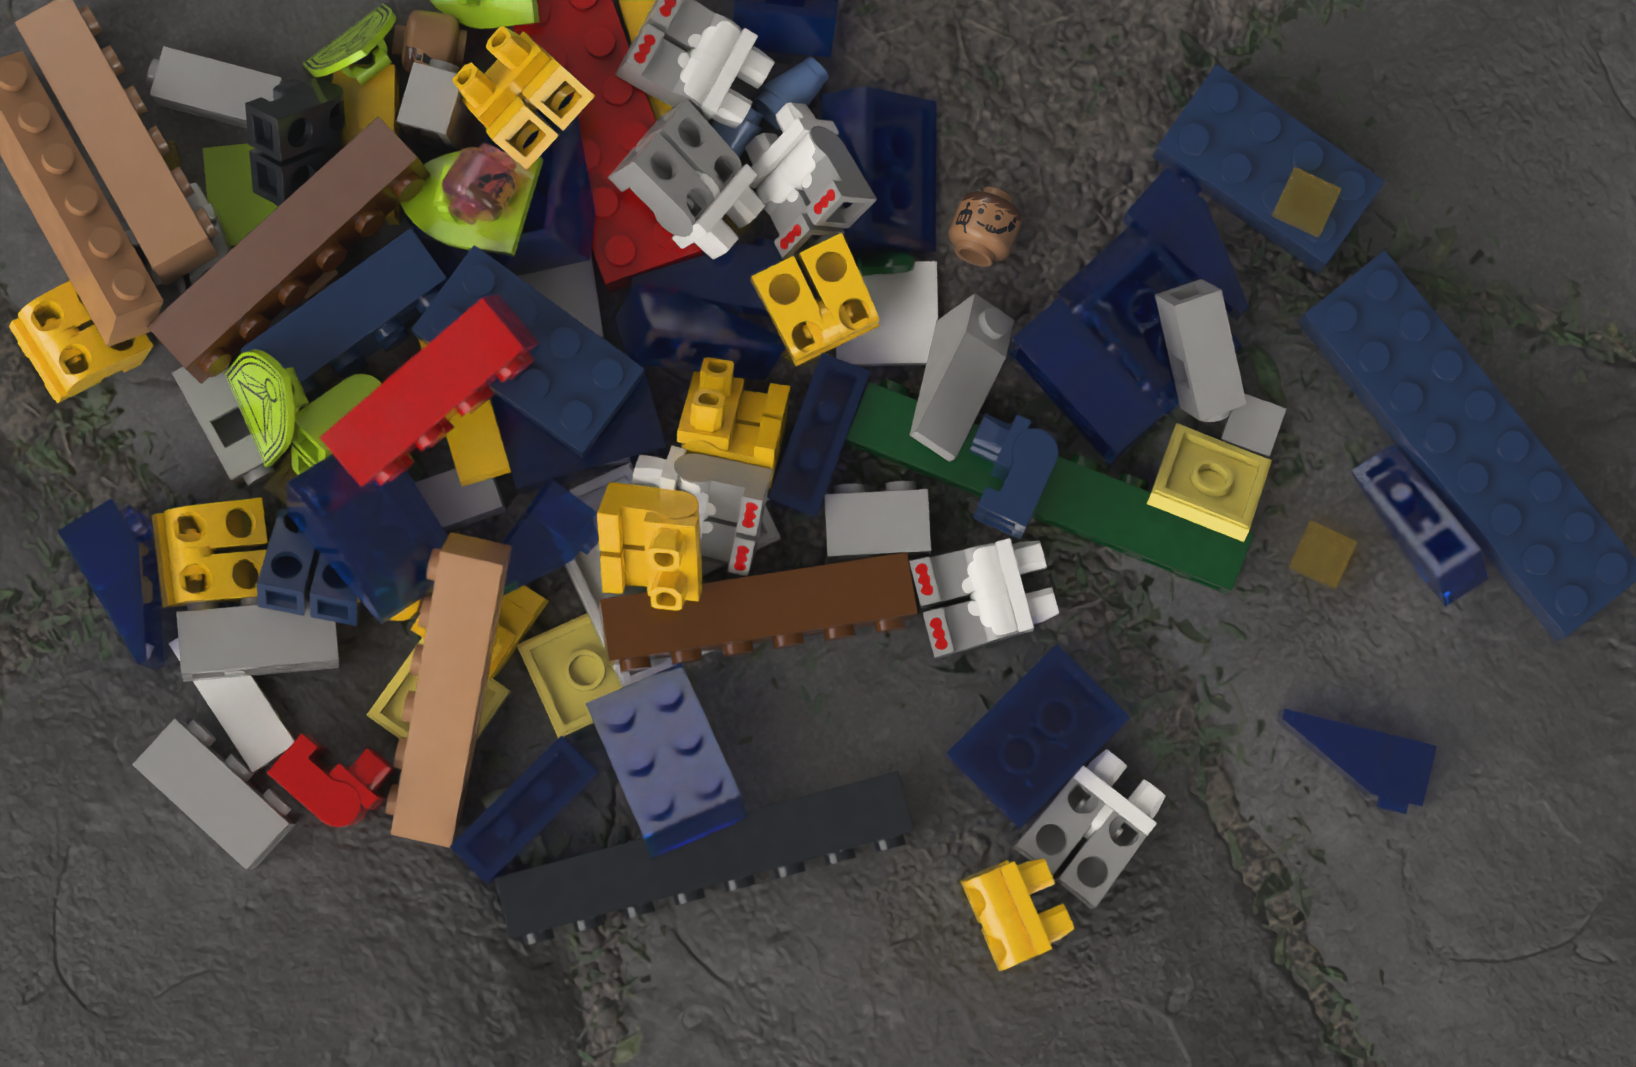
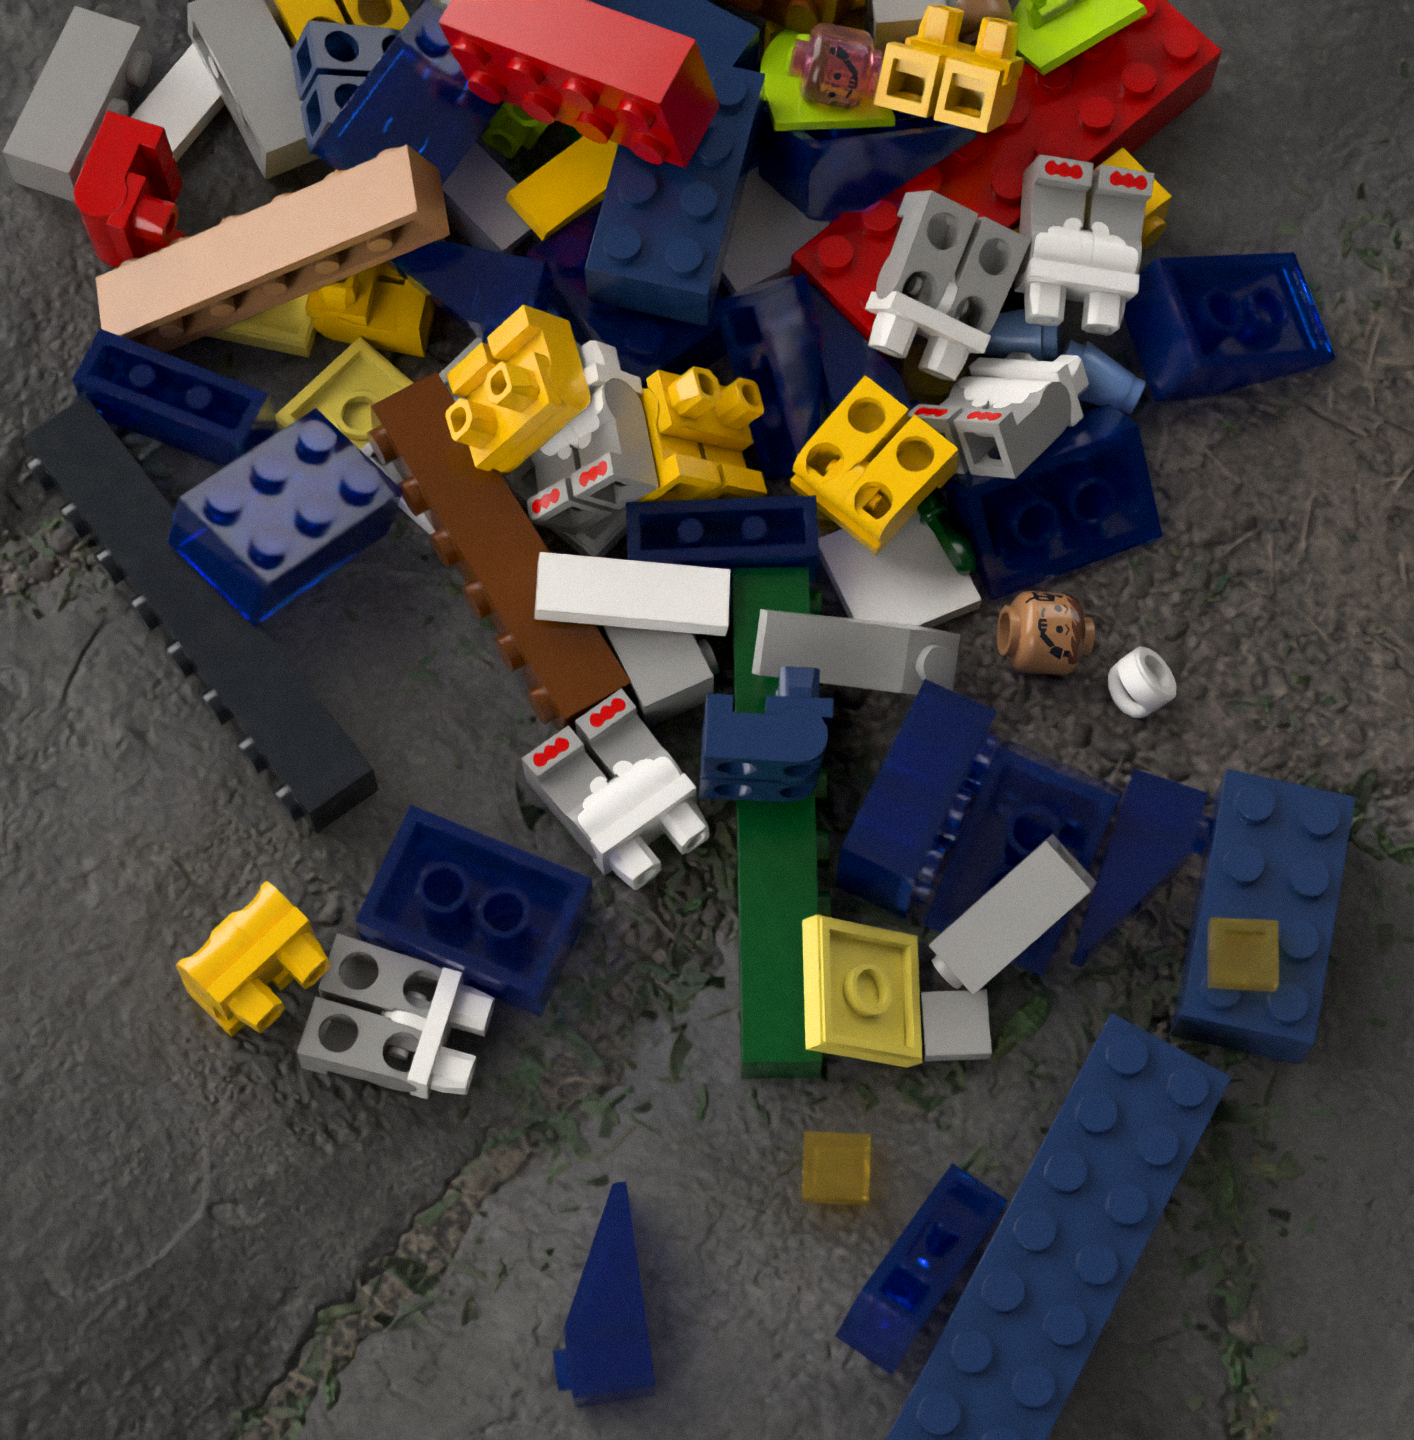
camera: 65 degrees right, 15 degrees down
(843, 523) = (632, 594): none -> white tile
(1051, 171) = (1145, 679): none -> white tile

